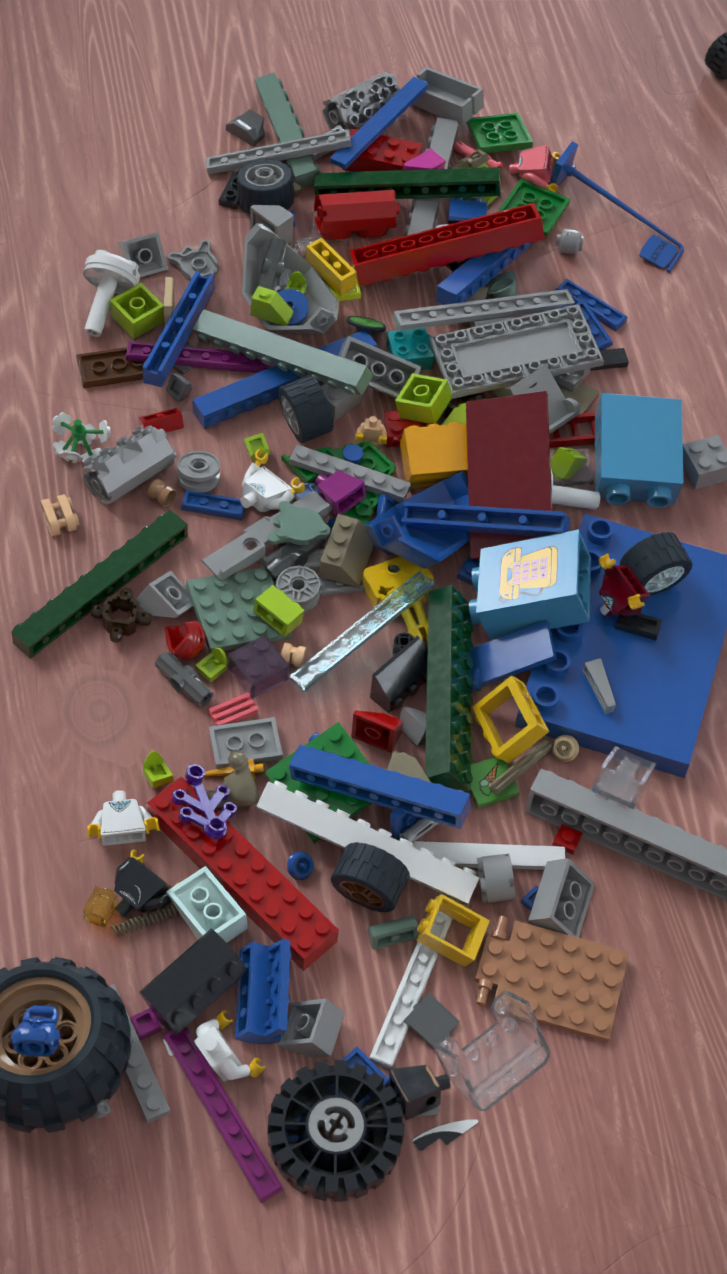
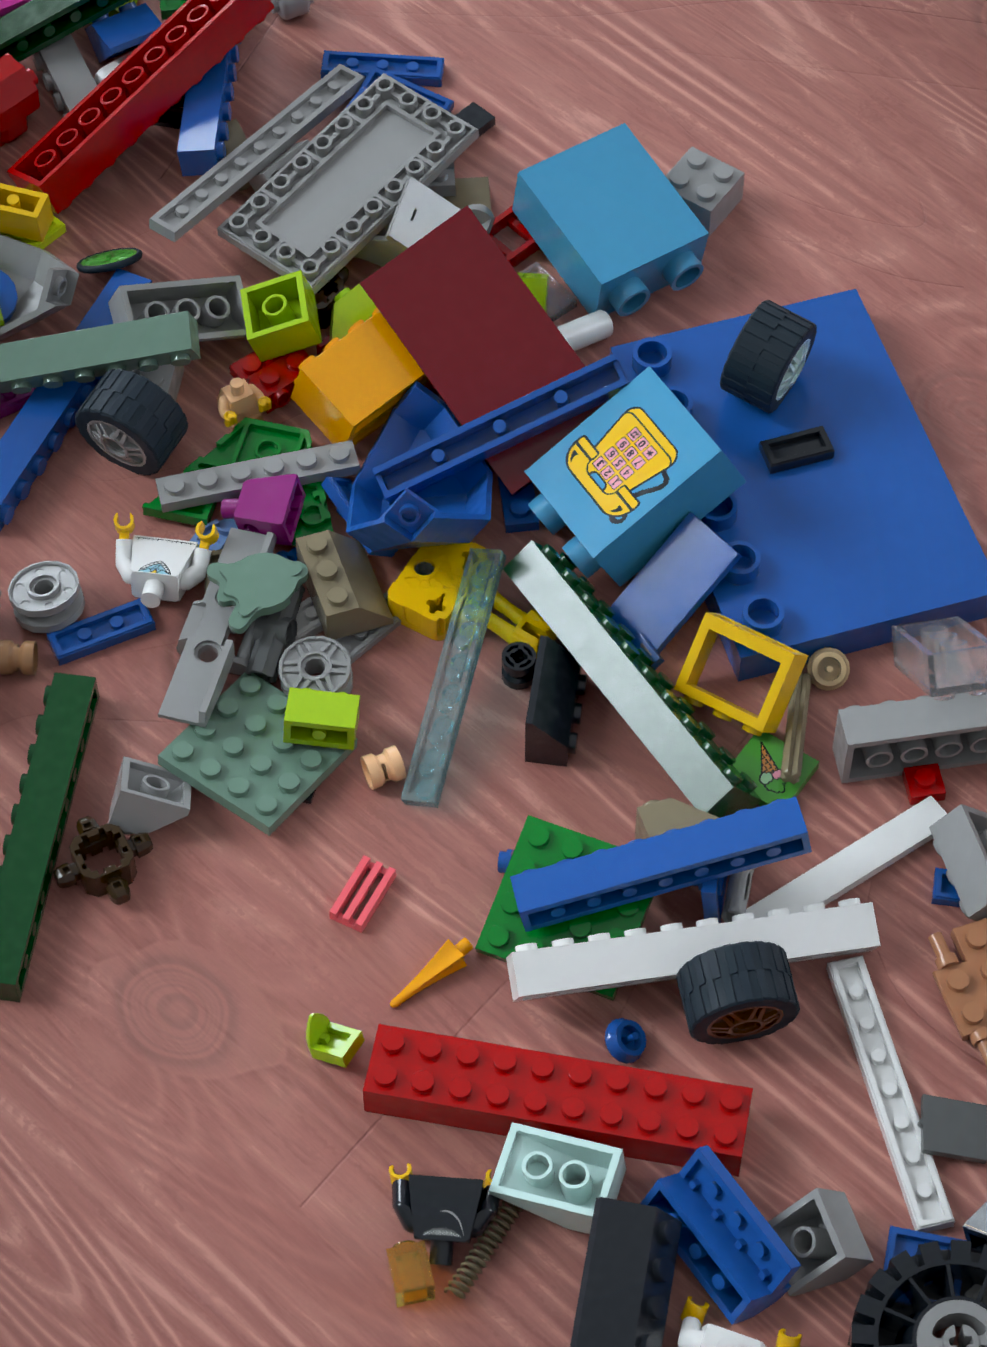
camera: 30 degrees left, 0 degrees up
(122, 821) = (344, 1137): white torso -> none
(184, 679) = (262, 892): dark grey piece -> none
(185, 640) = (225, 837): red piece -> none
(213, 665) = (286, 848): lime plate -> none
(213, 826) = (486, 1060): dark purple plant -> none
(240, 783) = (460, 990): dark tan head -> none
(254, 443) = (97, 517): lime plate -> none
(255, 738) = (416, 925): light grey plate -> none
(258, 666) = (350, 811): clear purple brick -> none
(353, 454) = (241, 447): blue tile -> none
(376, 729) = (579, 795): red slope -> none
(392, 932) = (813, 1047): sand green brick -> none
(411, 346) = (196, 256): teal brick -> none
(414, 724) = (618, 758): light grey brick -> none
(463, 915) = (918, 982): yellow window -> none
(496, 878) = (892, 887): light grey brick -> none
(503, 285) = (253, 105): sand green piece -> none
(598, 681) = (815, 556): light grey piece -> none
(621, 590) = (755, 416): dark red torso -> none

